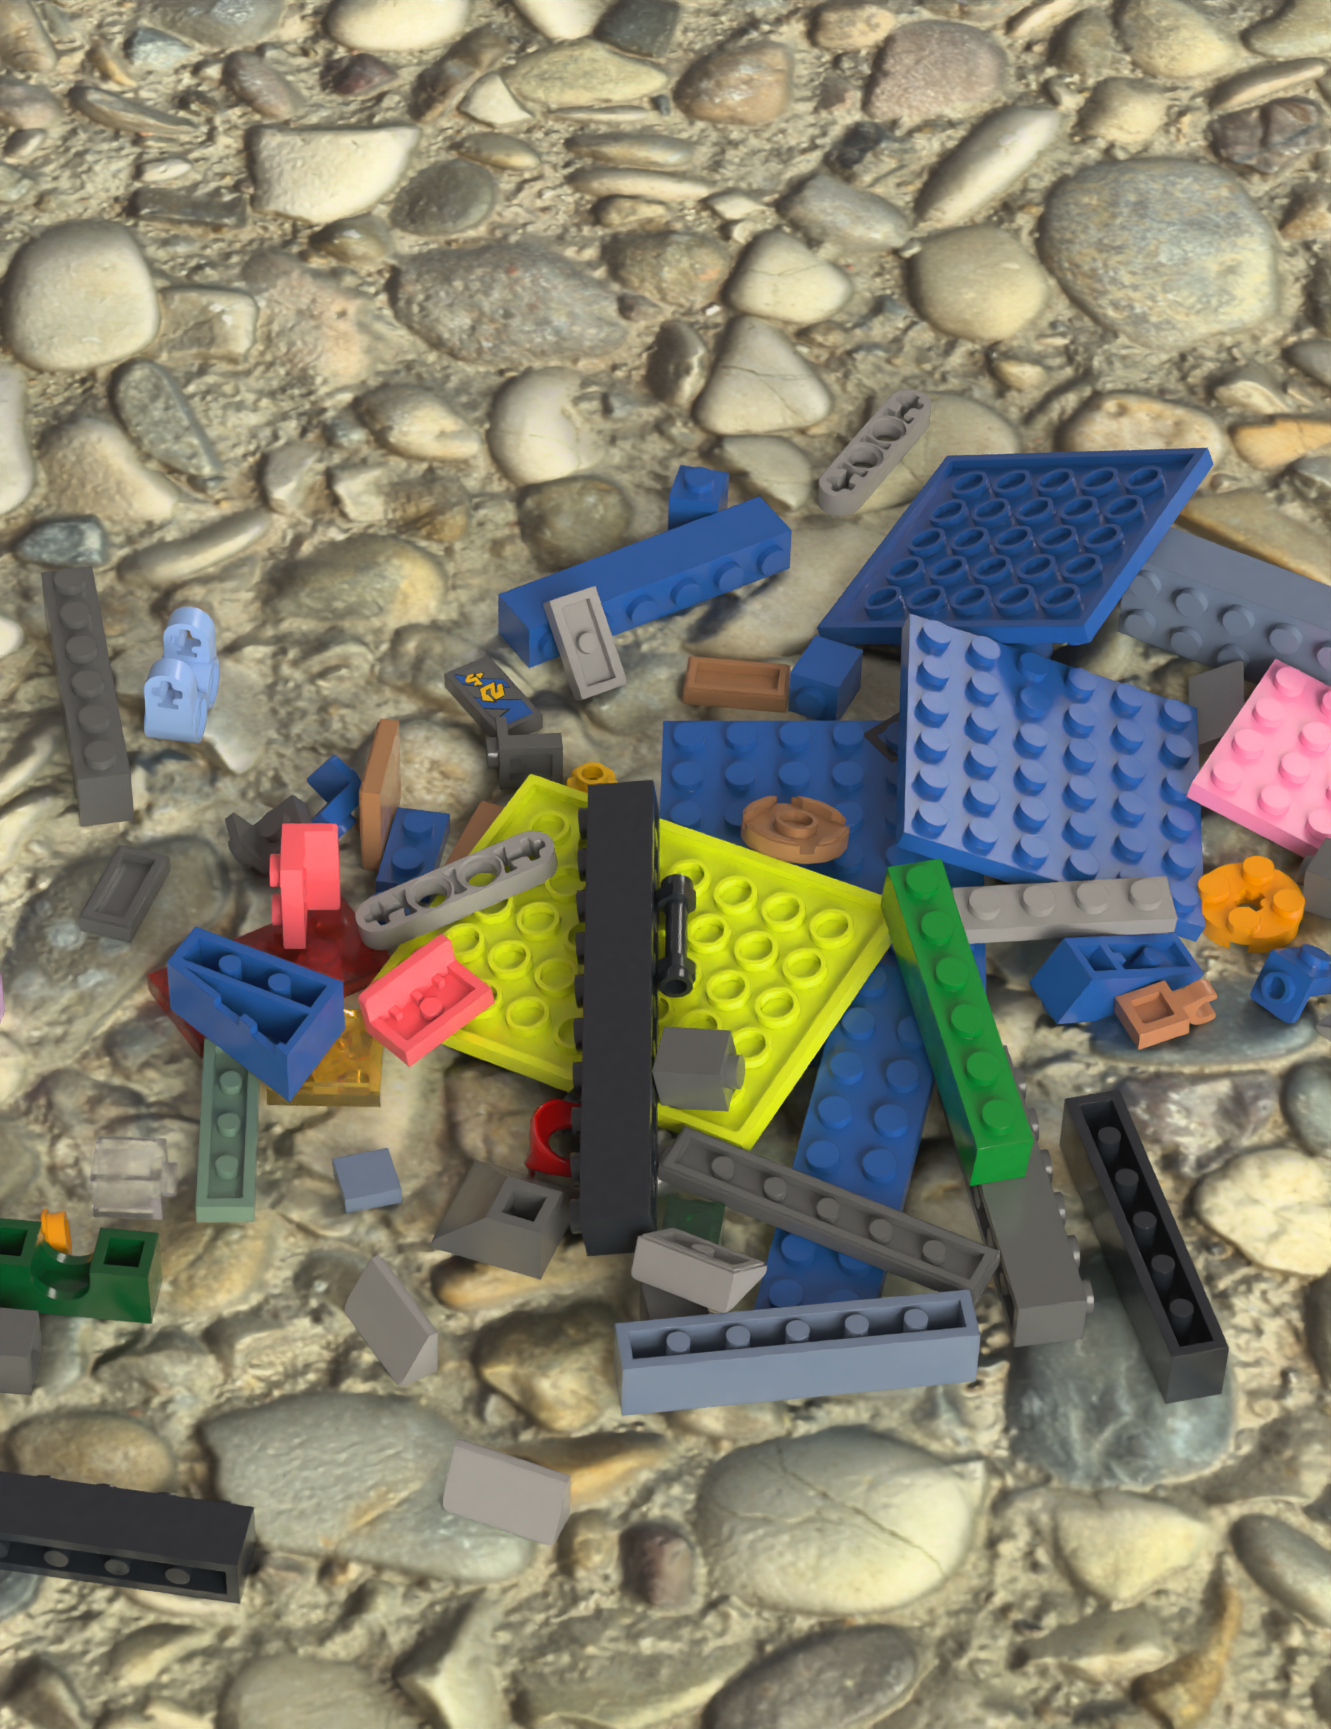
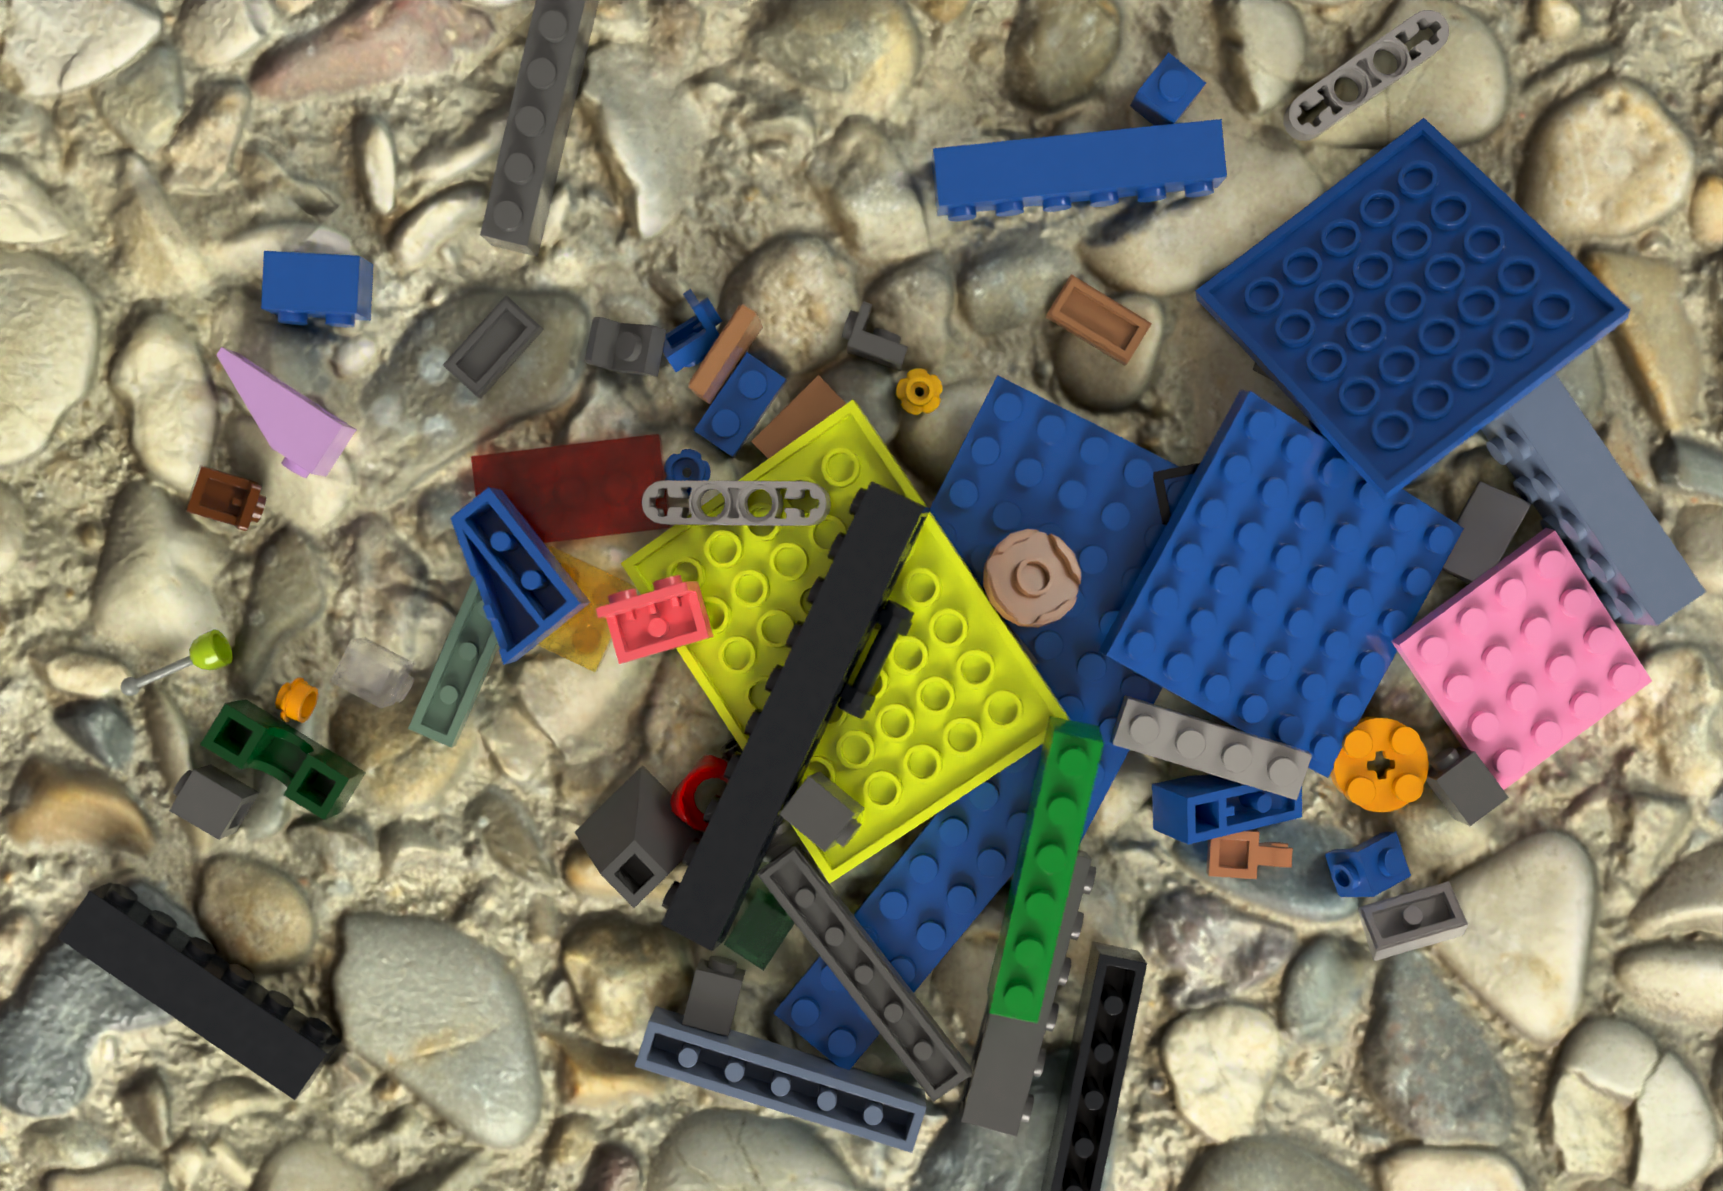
camera: 25 degrees right, 45 degrees up
(183, 680) = (628, 133): light blue piece -> none
(307, 877) = (594, 457): coral bracket -> none
(367, 1180) = (555, 743): sand blue tile -> none
(393, 1324) = (512, 899): light grey slope -> none
(490, 693) = (885, 251): tile -> none
(507, 1493) = (527, 1090): light grey slope -> none
(585, 643) = (981, 237): light grey plate -> none
(695, 1268) = (736, 993): light grey slope -> none
(825, 680) = (1167, 362): blue brick -> none

